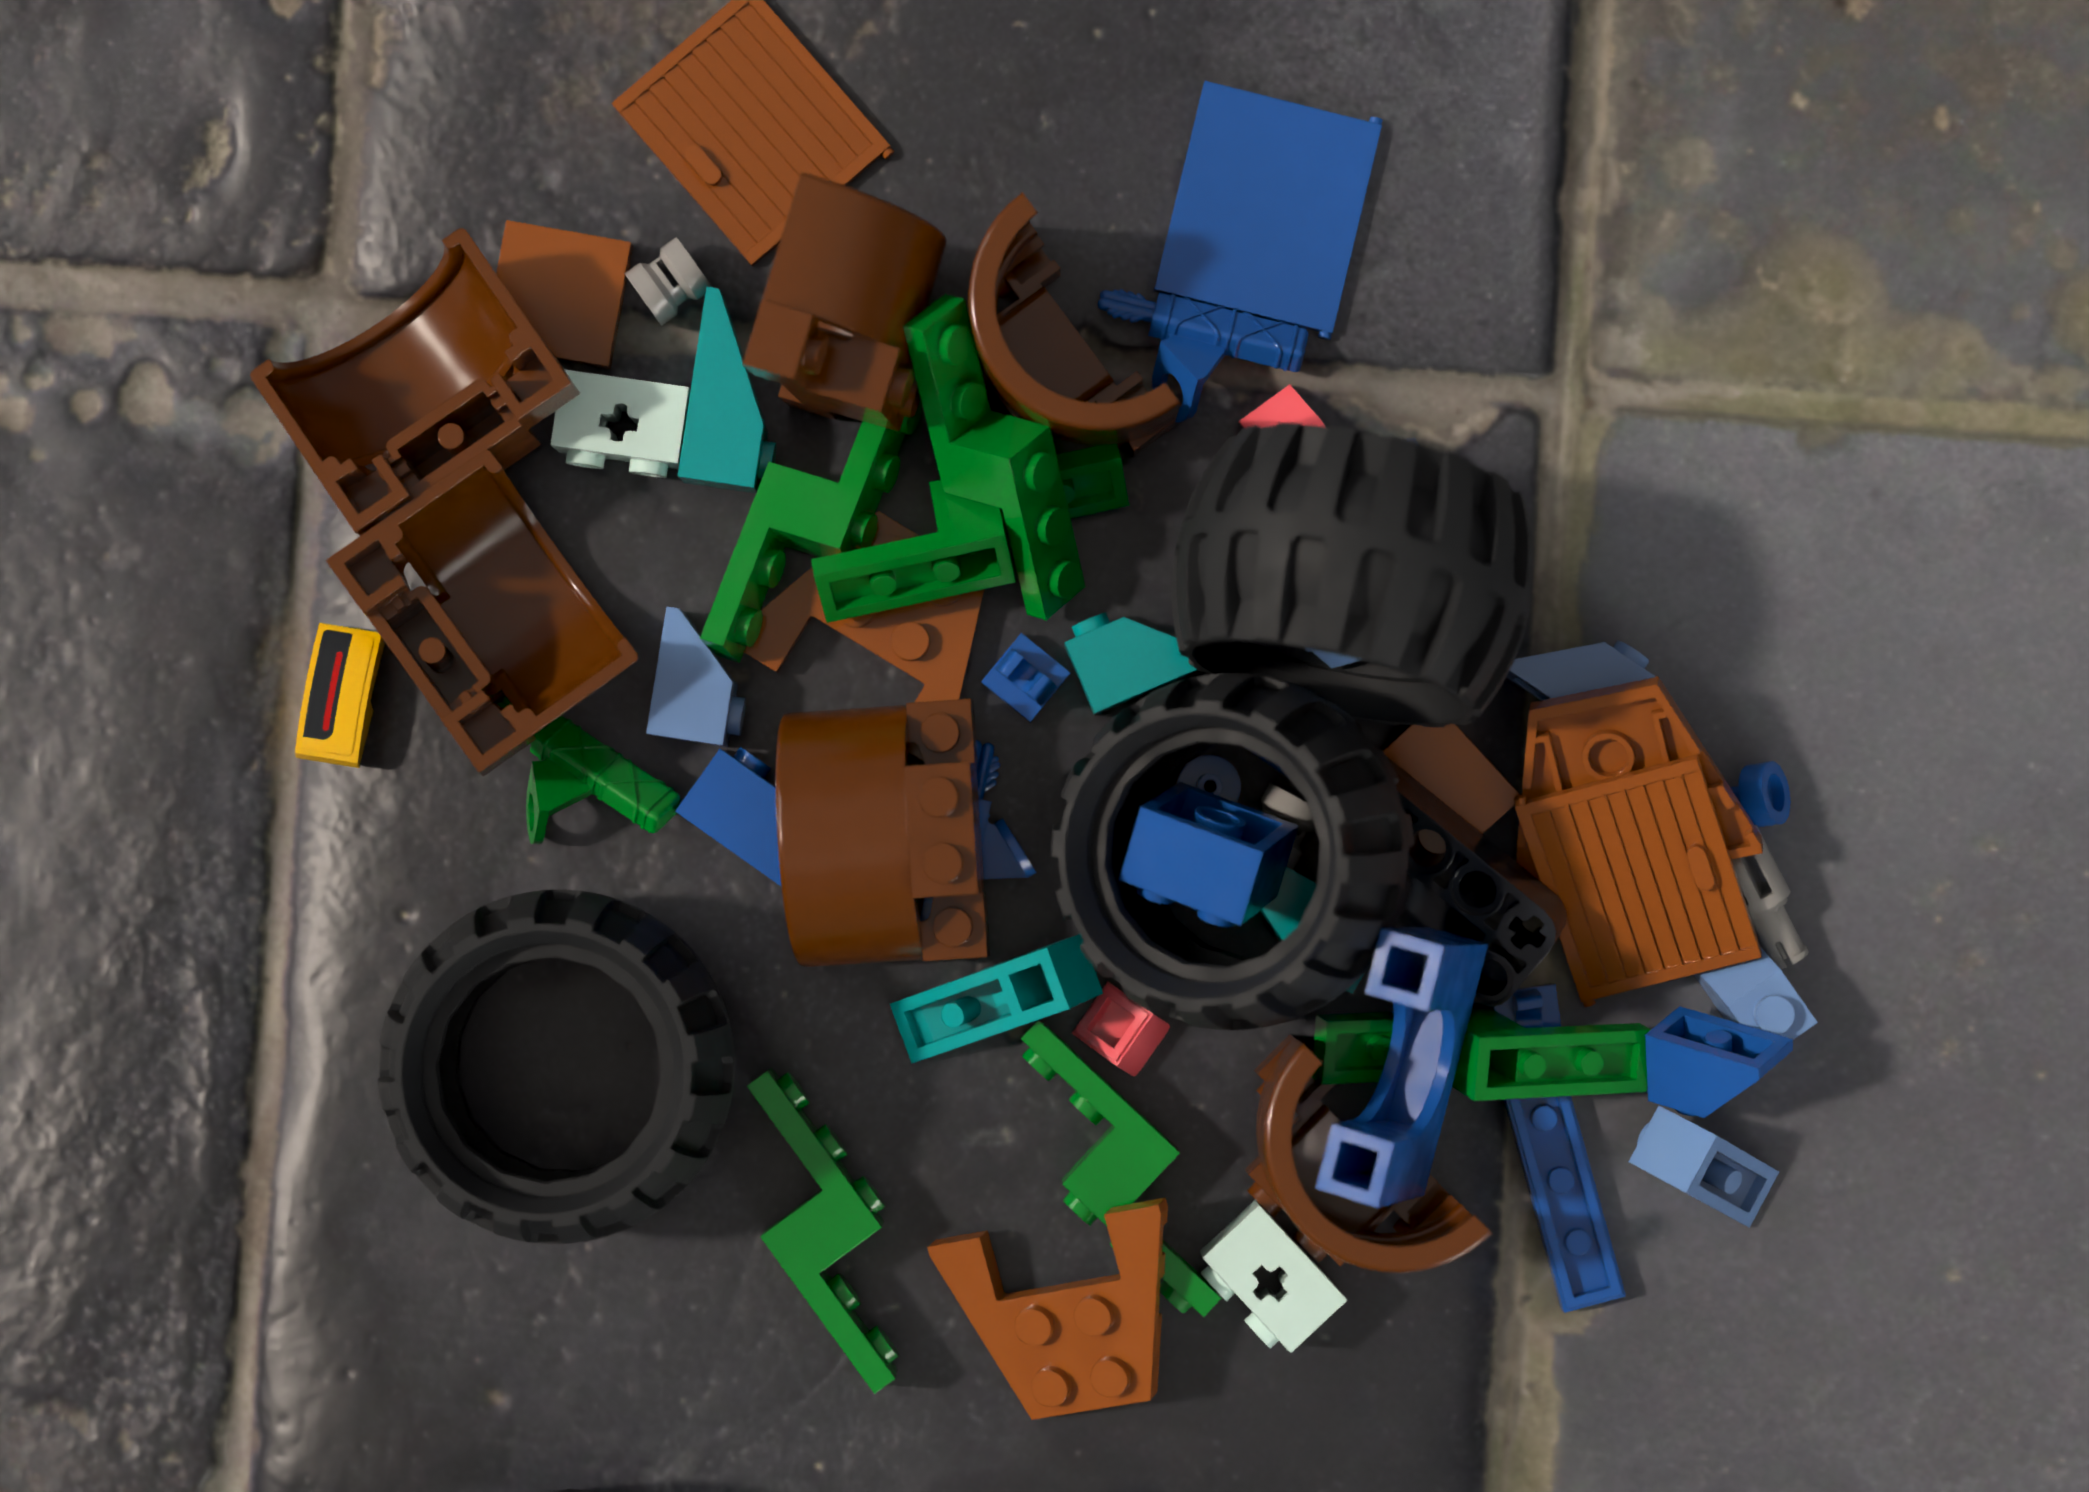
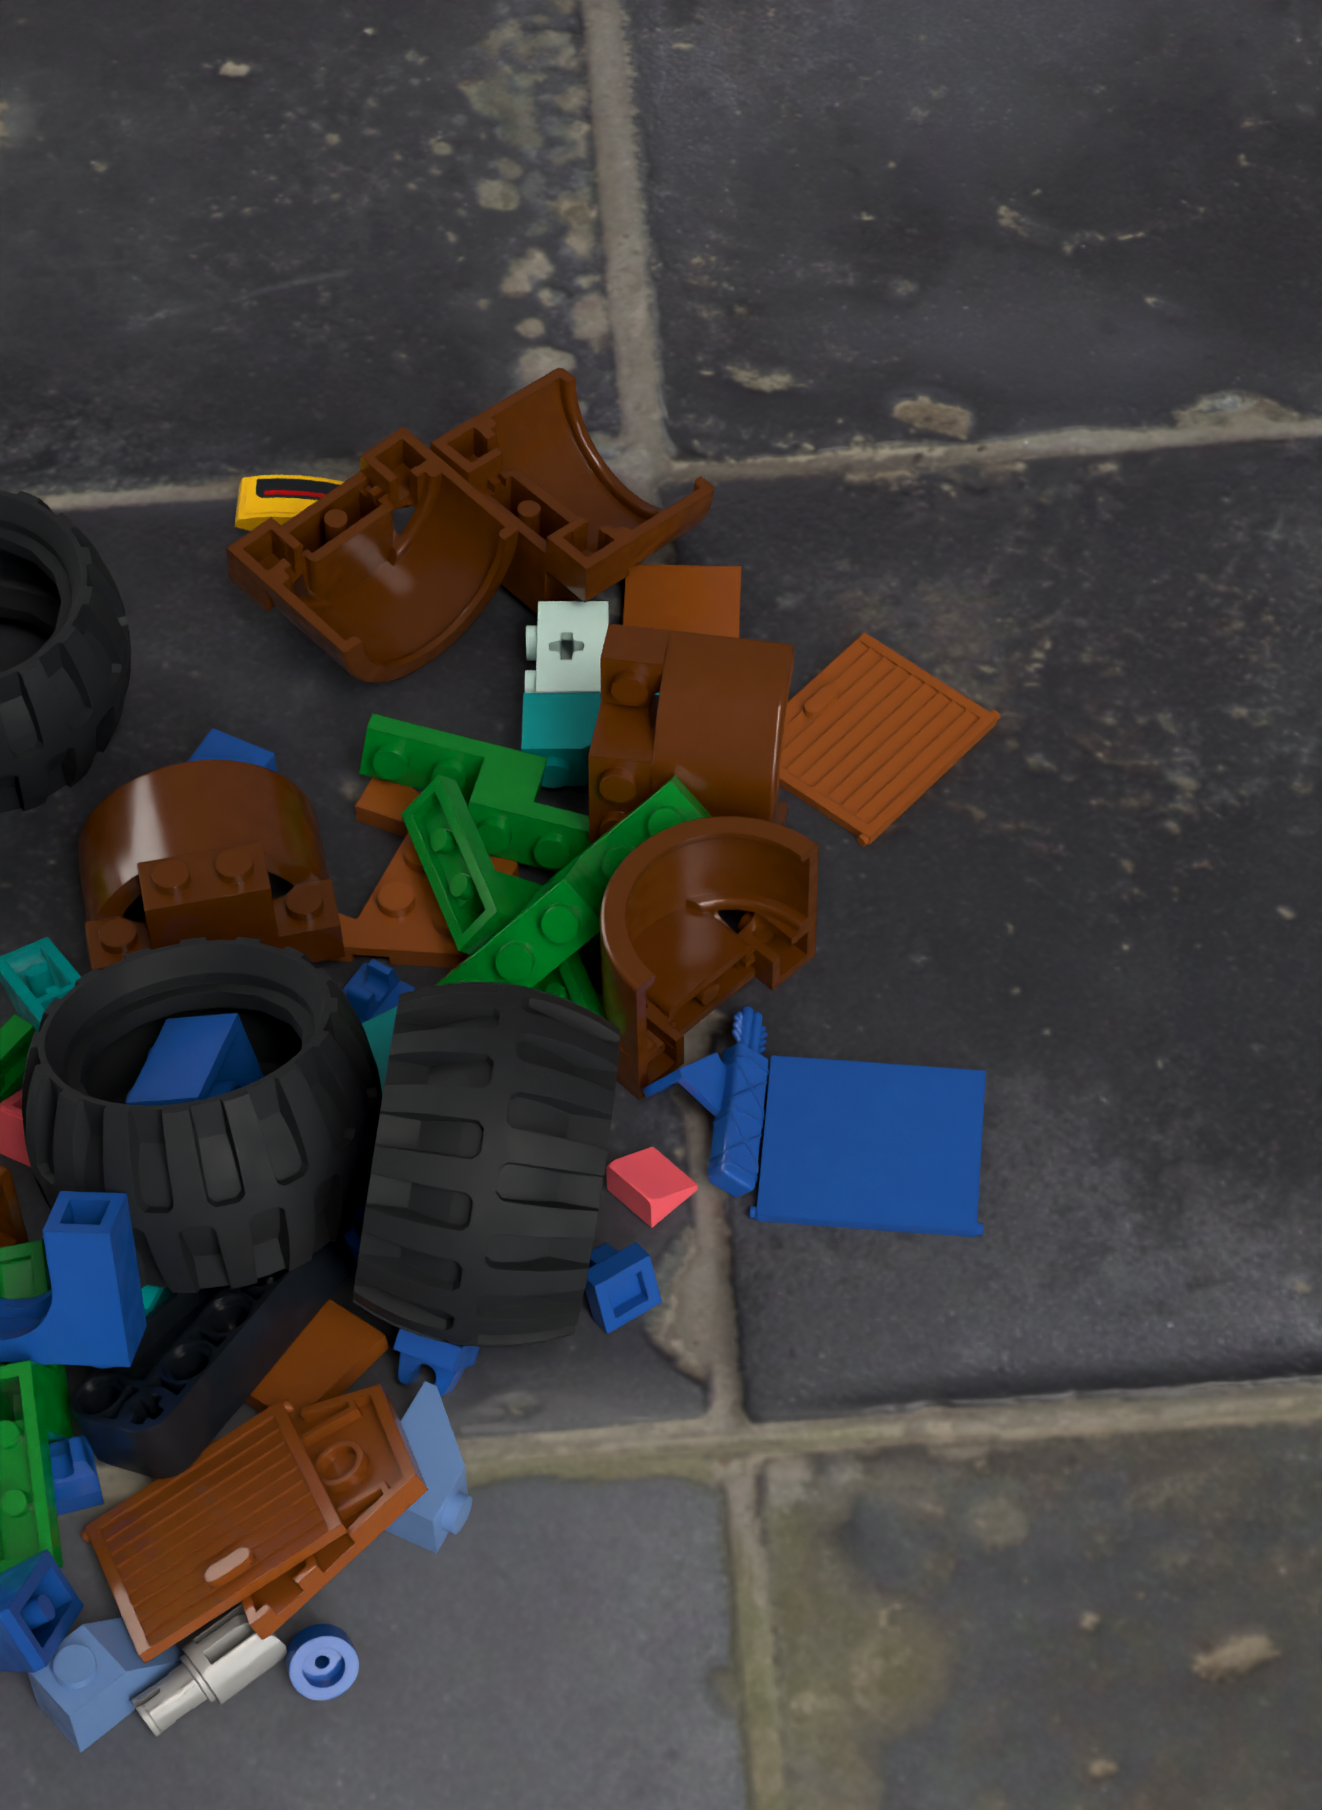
camera: 85 degrees right, 35 degrees down
(583, 766) = (247, 668): green piece -> none
(692, 688) = (325, 740): medium blue slope -> none

